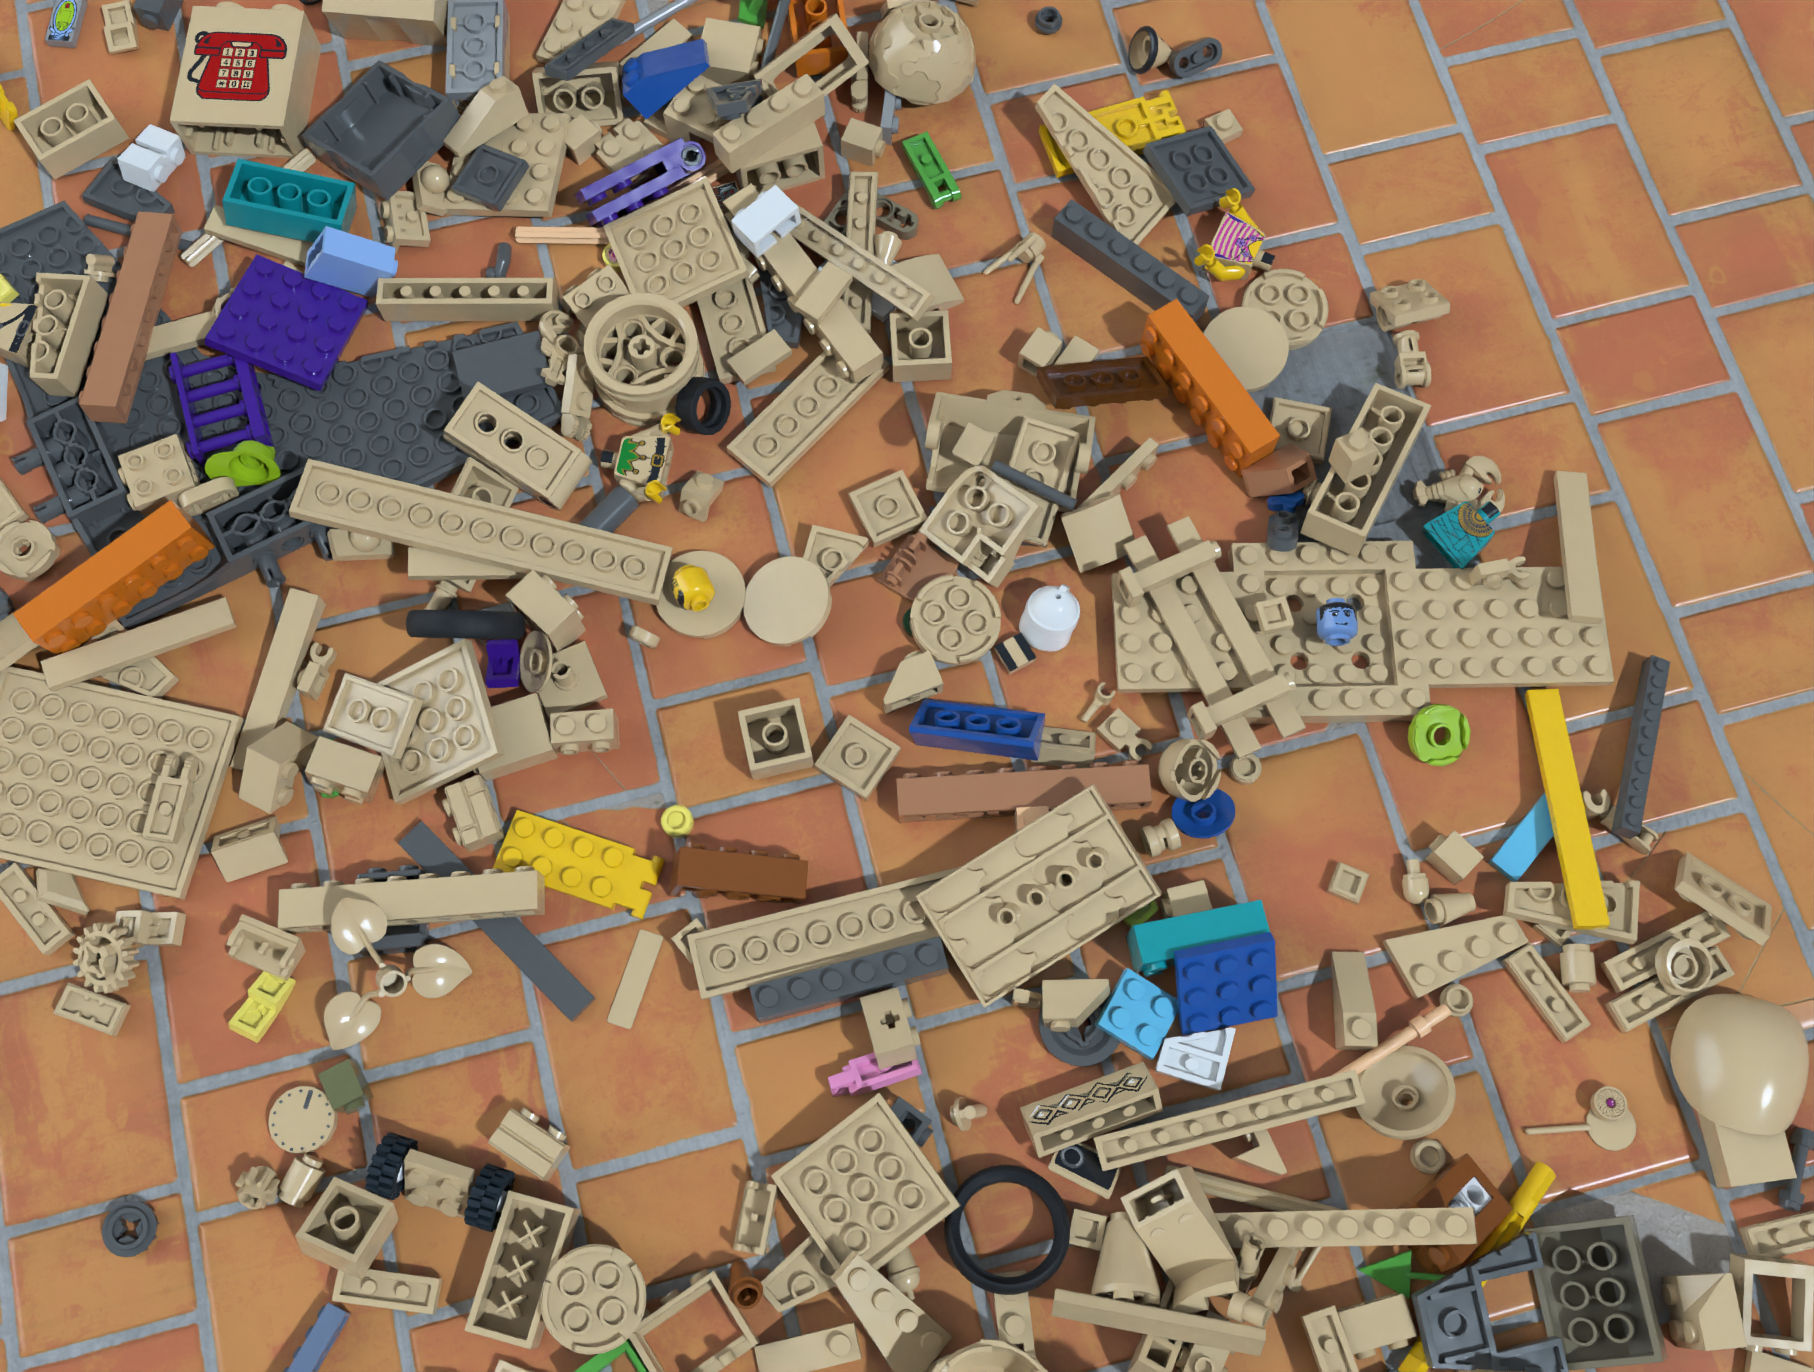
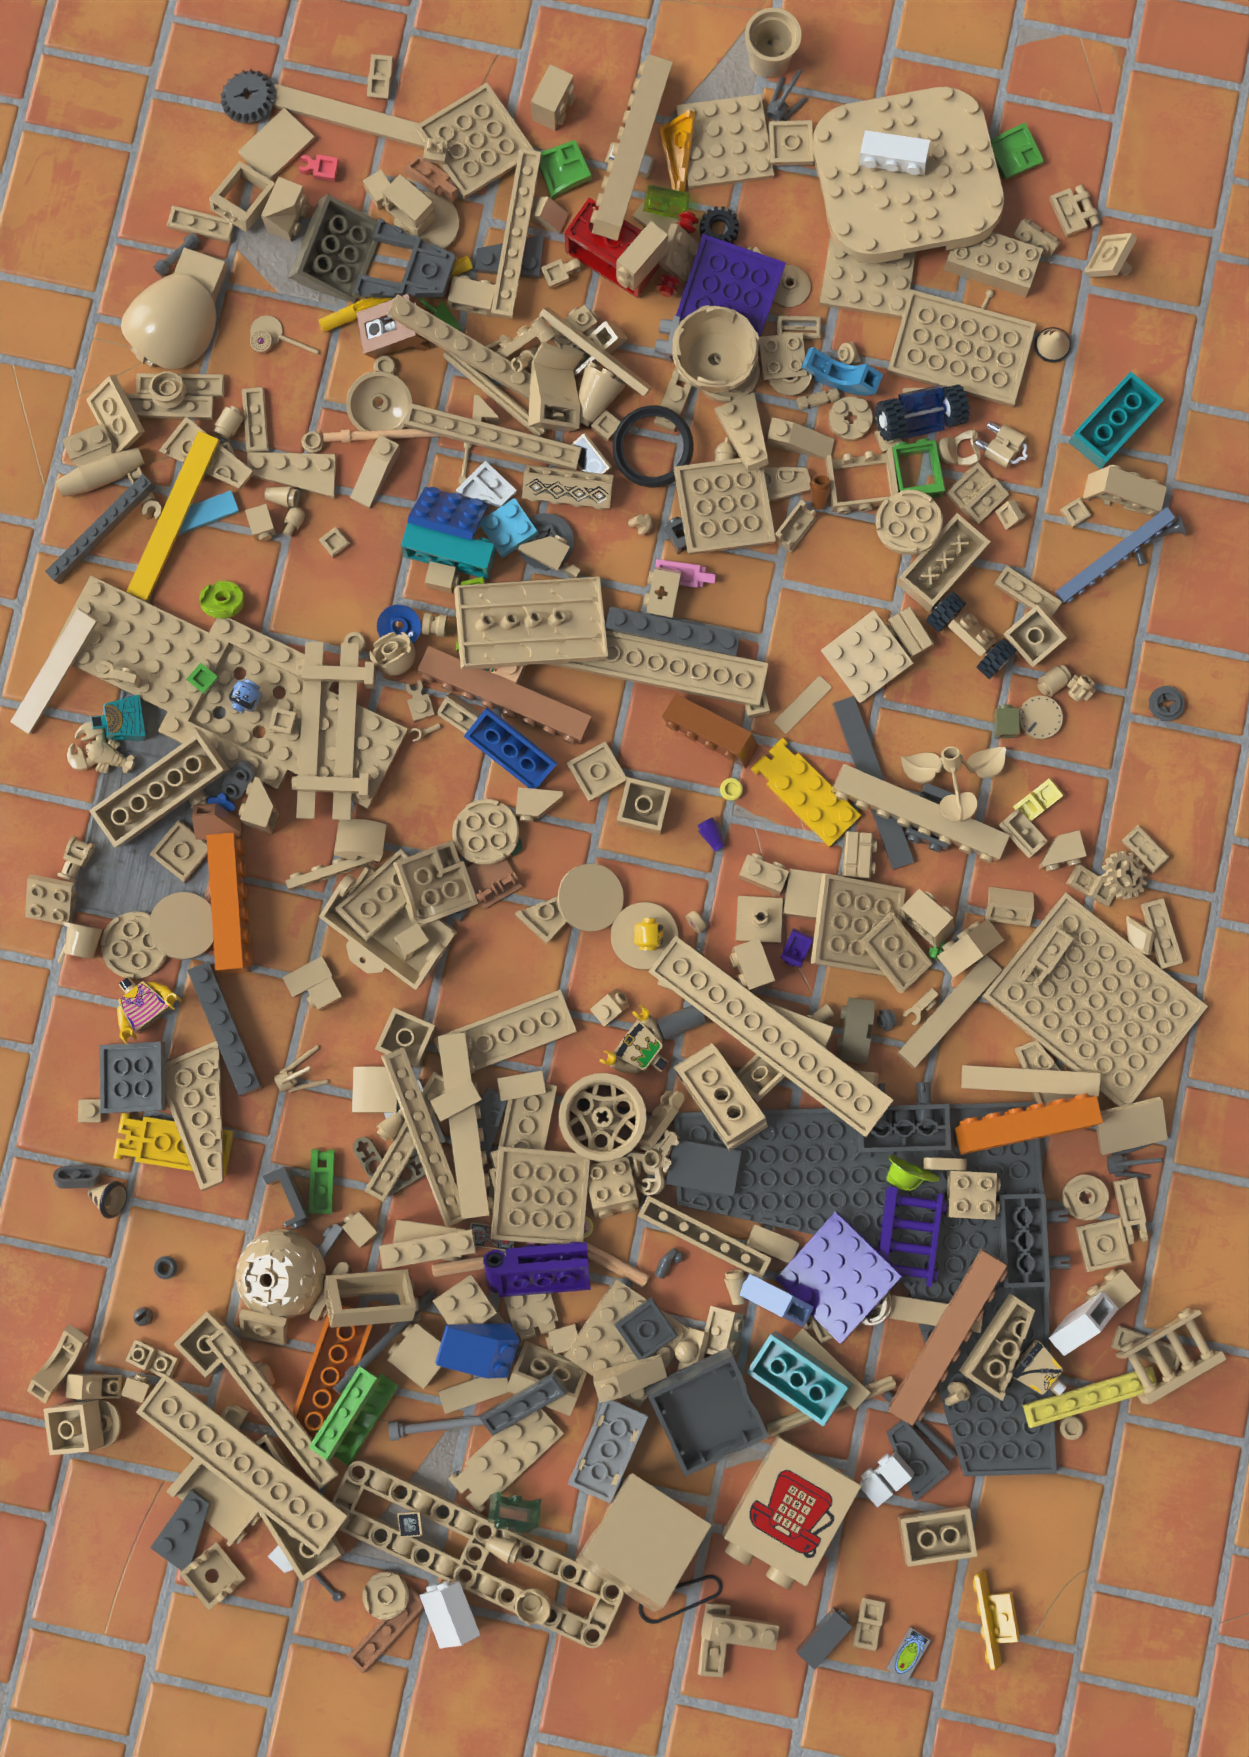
camera: 155 degrees left, 10 degrees up
(202, 952) = (1064, 849): none -> tan slope
(353, 635) = (886, 1019): none -> dark grey plate
(385, 602) = (857, 1027): none -> dark tan brick
(386, 330) = (772, 1244): none -> tan slope
(408, 268) = (734, 1281): none -> tan cone
(465, 624) = (816, 960): black tyre -> none
(536, 661) = (774, 933): tan dish -> none
(573, 1081) = (867, 656): none -> tan plate
(676, 753) = (711, 833): none -> dark purple cone
(718, 408) = (578, 1064): black tyre -> none
(734, 98) = (444, 1281): dark grey wing -> none
(767, 214) = (468, 1175): white piece -> none
(888, 508) = (489, 932): tan plate -> none
(956, 136) = (293, 1194): none -> dark grey panel
(1015, 653) = (458, 791): tile -> none
(1034, 485) = (387, 889): dark grey bar -> none
(1049, 618) = (430, 797): white helmet -> none
(1101, 382) = (297, 944): reddish brown plate -> none
(1235, 1053) = (467, 446): none -> tan hinge
(1237, 508) = (259, 810): none -> tan slope
(1347, 279) = (80, 941): none -> tan hat
(1353, 455) = (170, 790): tan brick -> none
(1400, 618) = (202, 678): none -> bright green plate
(1699, 824) = (95, 461): none -> tan plate

